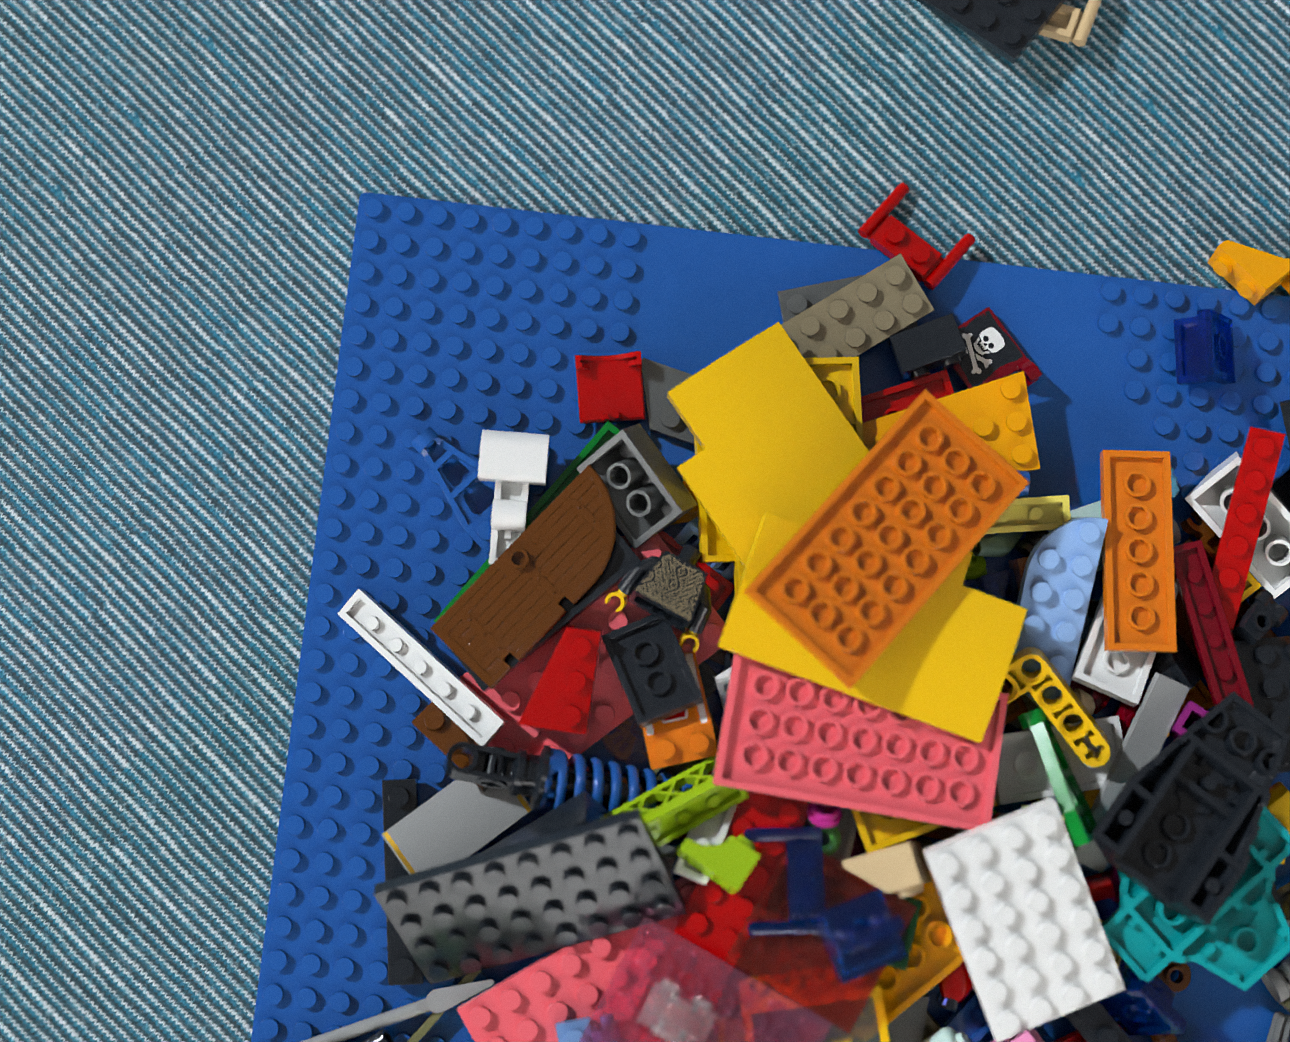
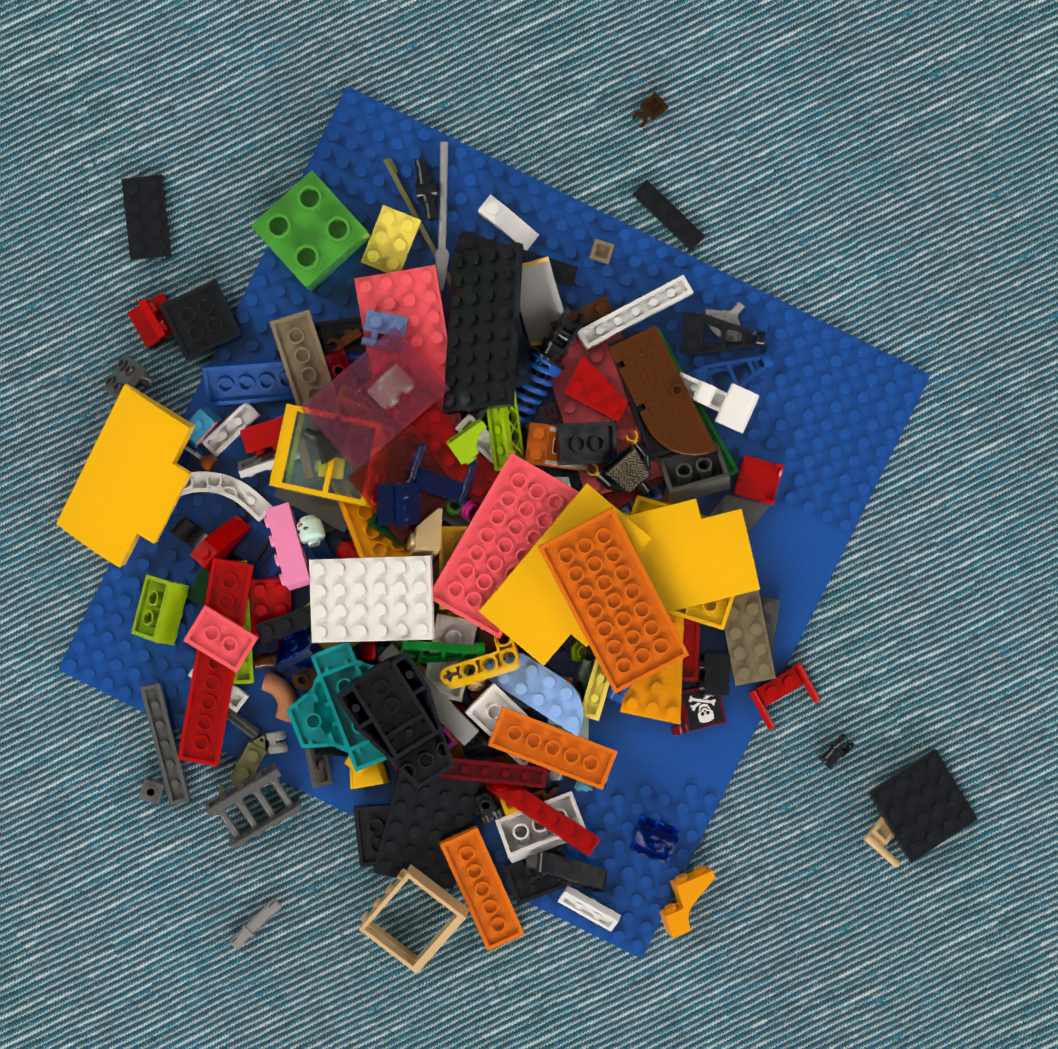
camera: 120 degrees right, 5 degrees up
(97, 754) = (652, 108): none -> dark brown plate
(255, 669) = (668, 215): none -> black plate
(345, 752) = (601, 251): none -> dark tan plate
(350, 917) = (507, 222): none -> white slope
(389, 521) = (729, 316): none -> light grey hand
(421, 566) = (693, 335): none -> black plate
(969, 131) = (835, 752): none -> black piece
(1206, 1002) = (282, 693): none -> nougat cylinder

